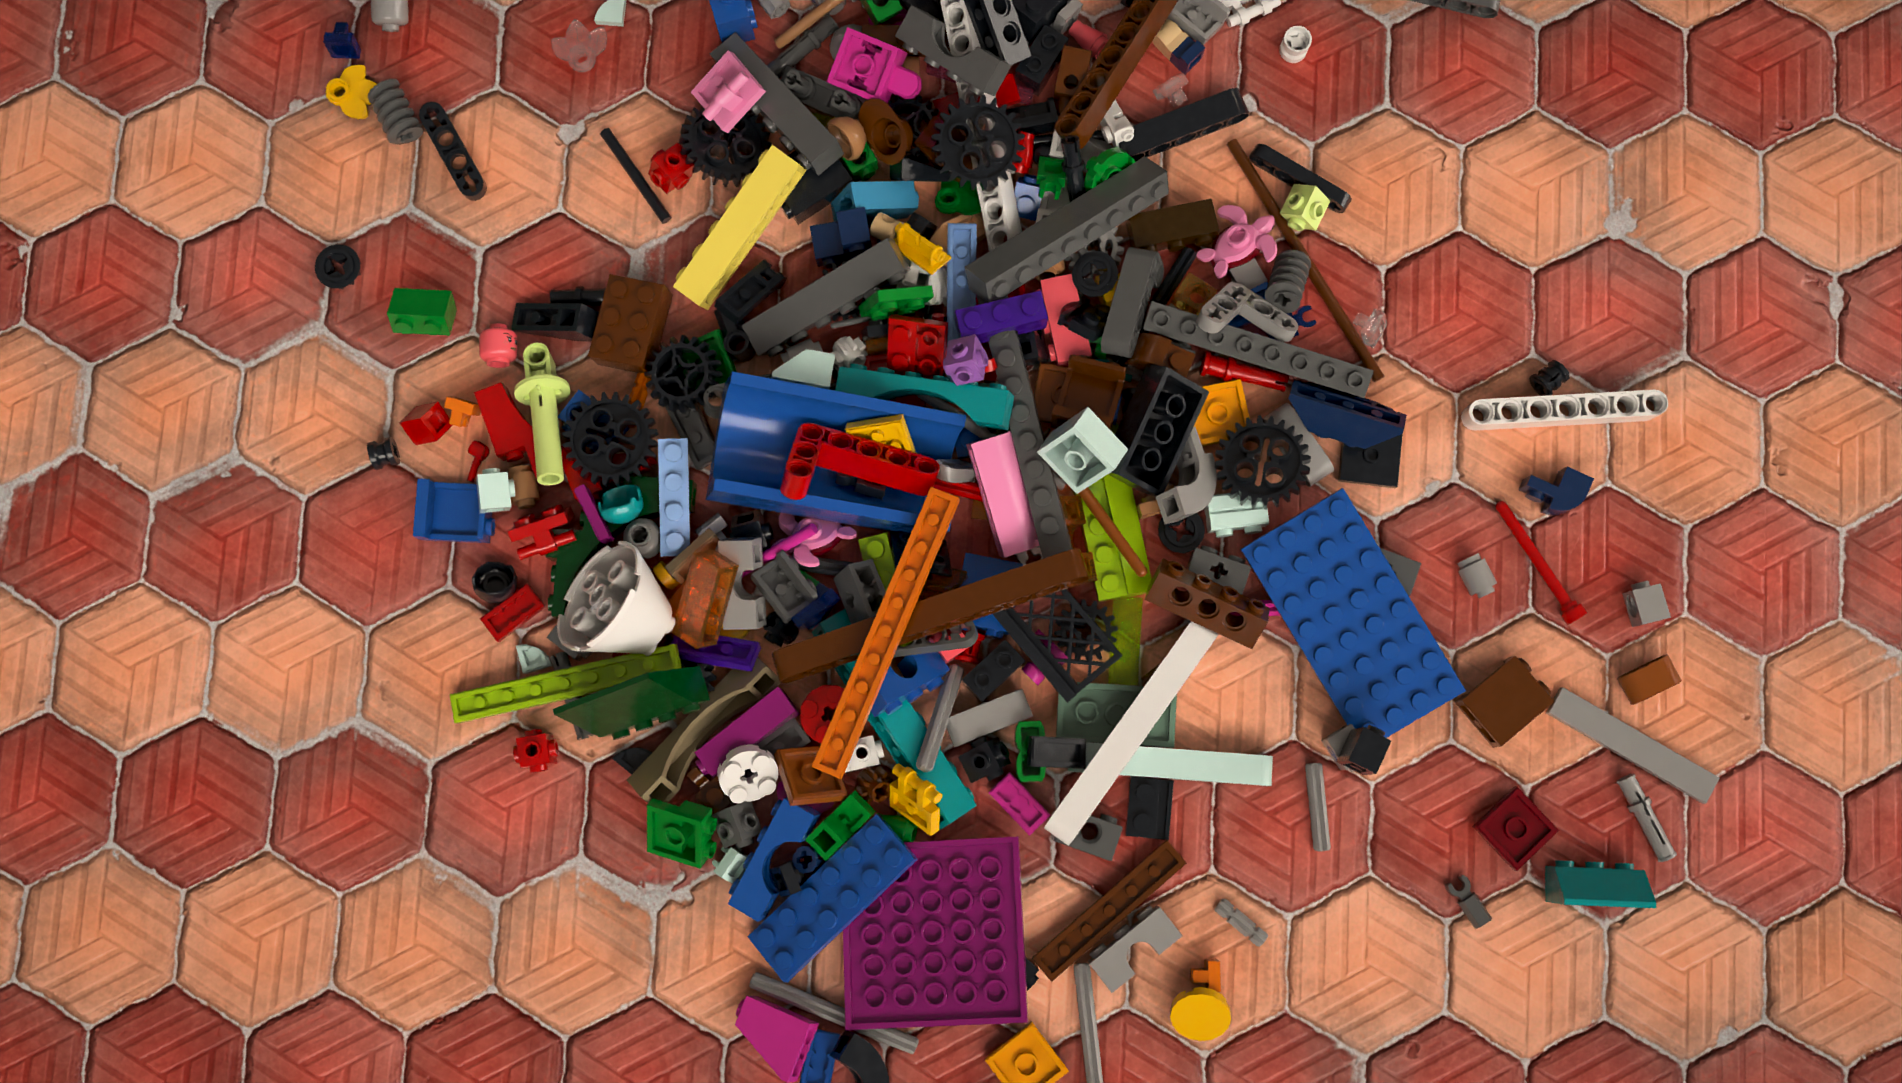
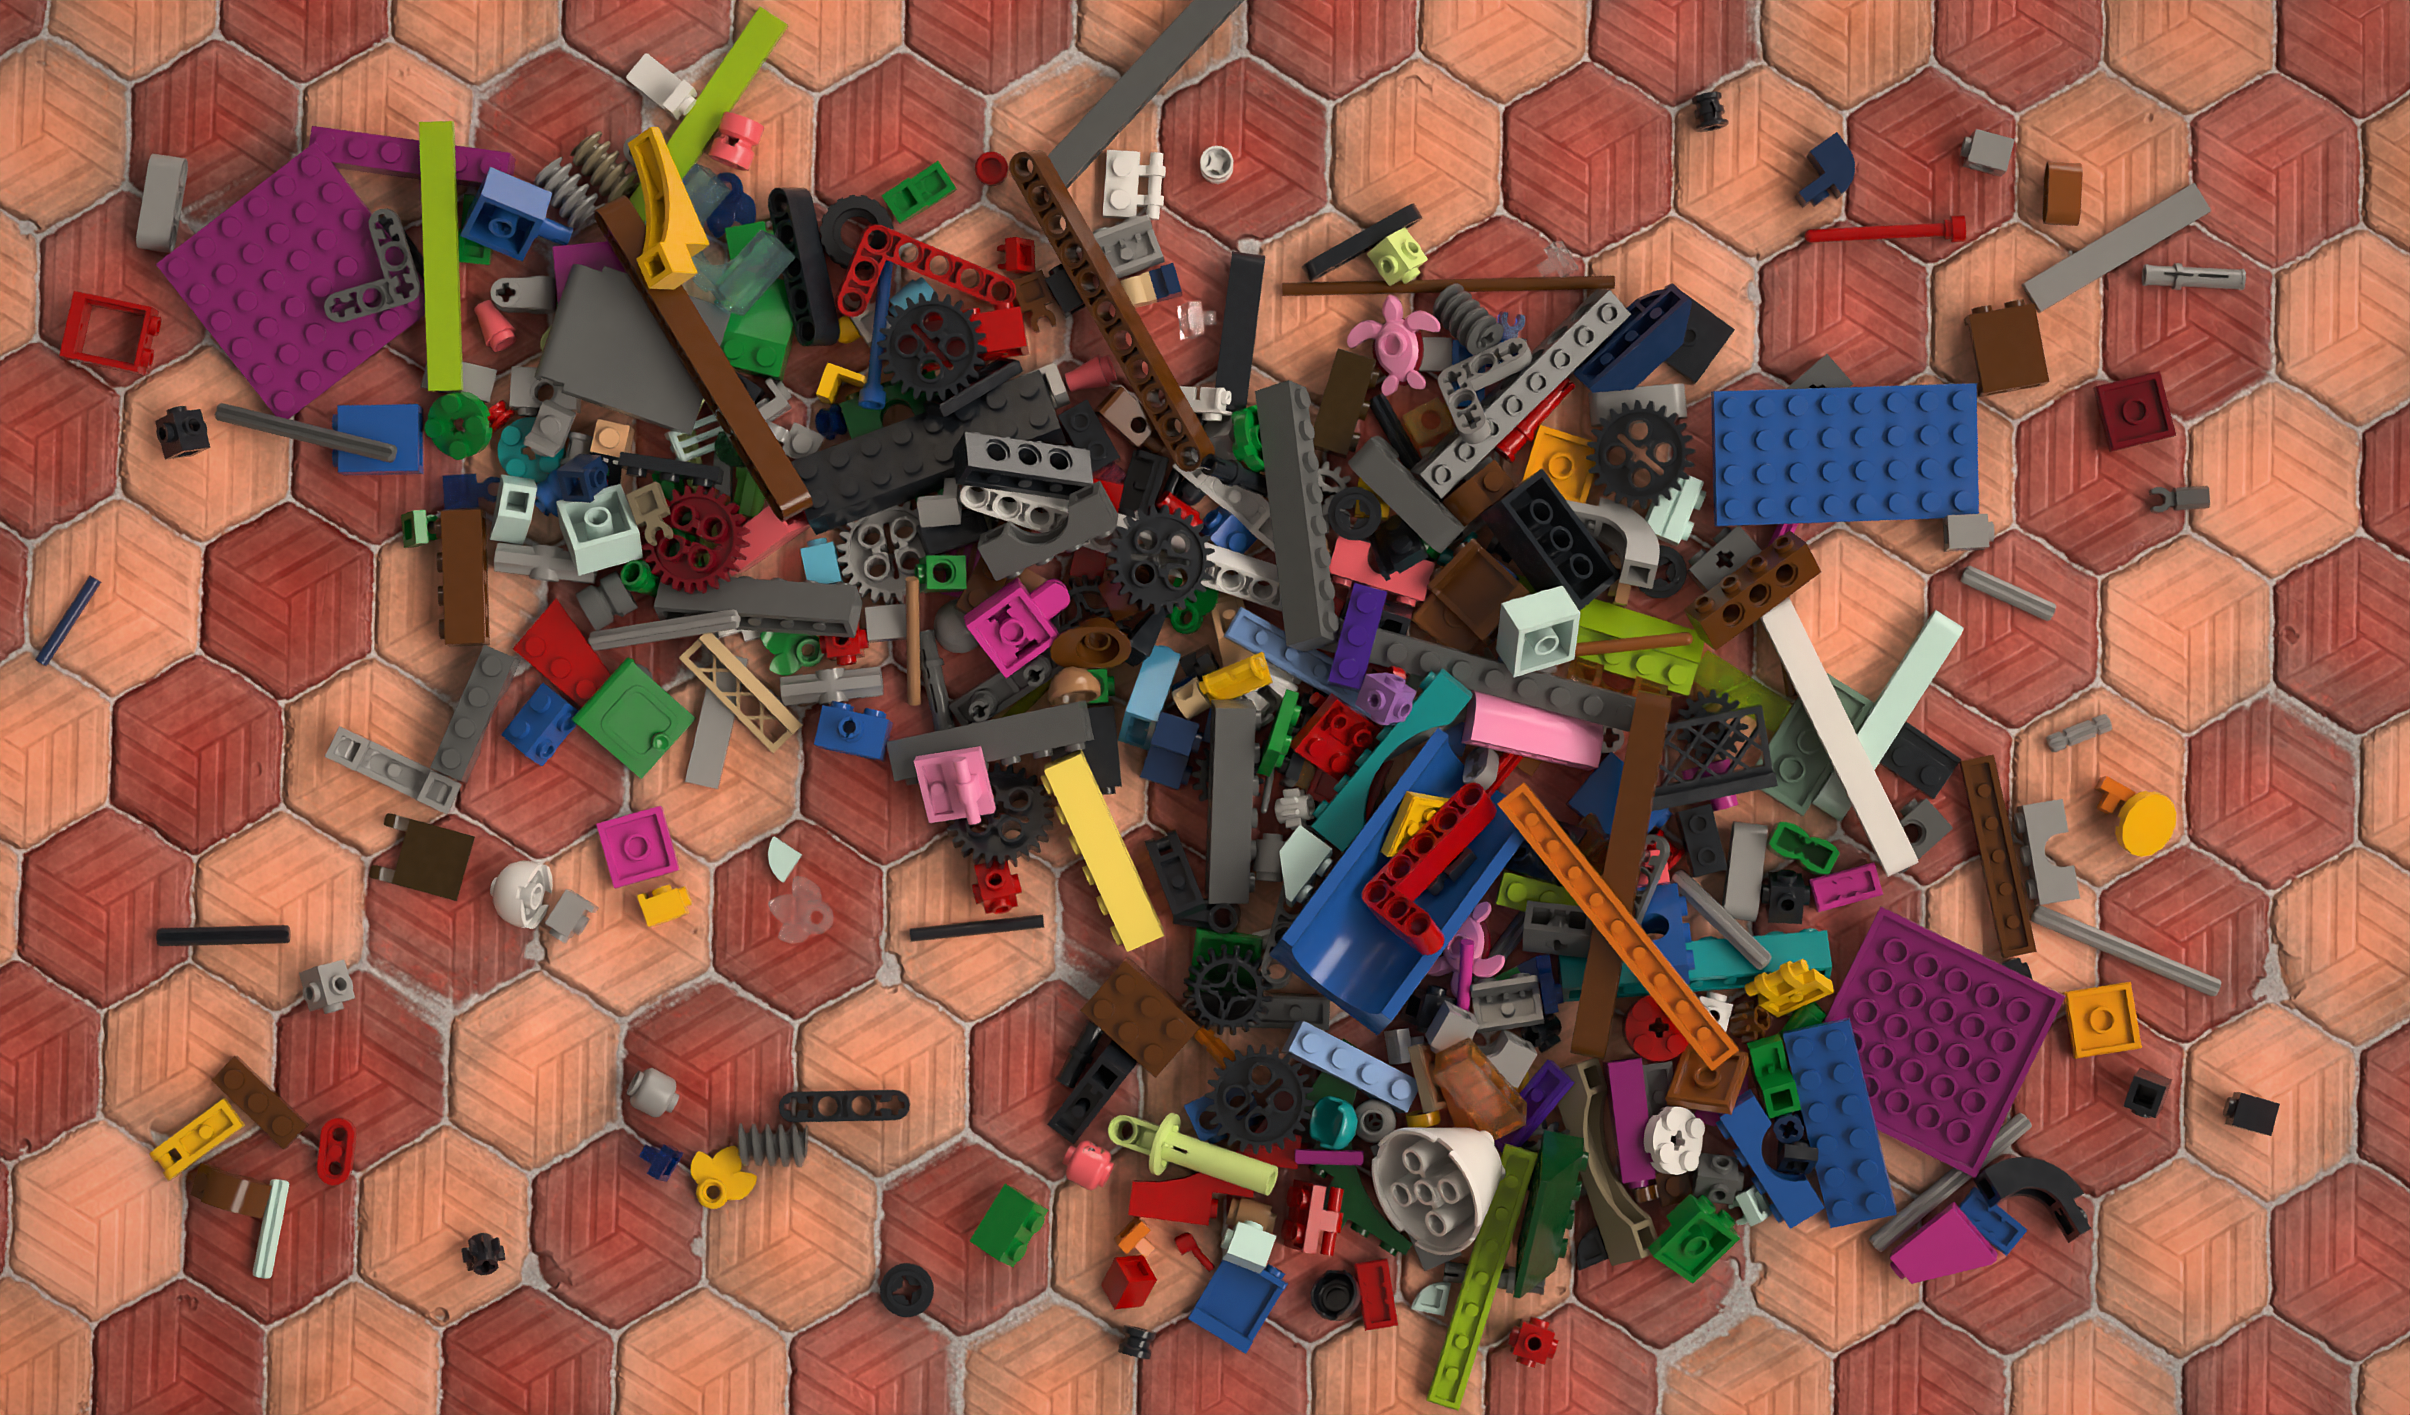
camera: 60 degrees left, 5 degrees up
(1050, 176) = (1223, 500): green plate -> none
(1056, 752) = (1819, 823): black tile -> none
(1364, 750) = (1982, 521): black brick -> none
(1477, 576) = (1867, 303): light grey brick -> none
(1577, 406) = (1758, 103): white beam -> none
(1598, 885) = (2233, 366): teal slope -> none

